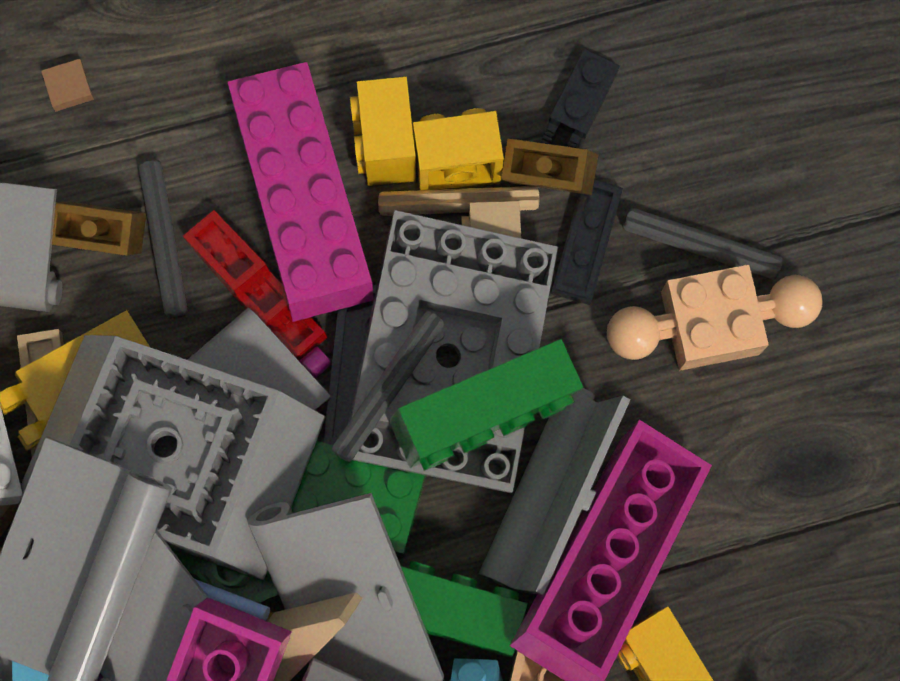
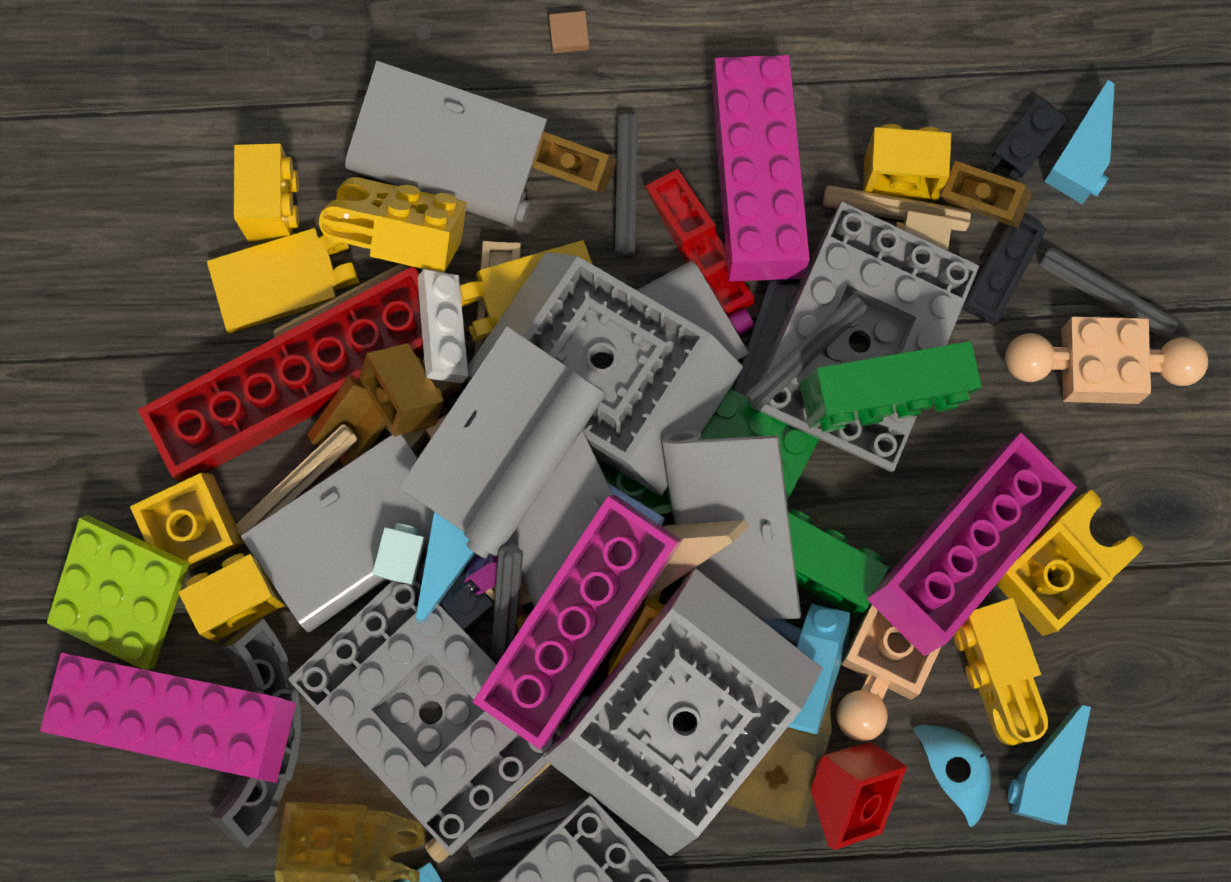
camera: 15 degrees right, 0 degrees up
(387, 140) = (845, 131): yellow brick -> none
(552, 493) = (930, 479): light grey door -> none
(648, 97) = (1088, 152): none -> medium azure slope
(730, 546) = (1073, 558): none -> yellow brick

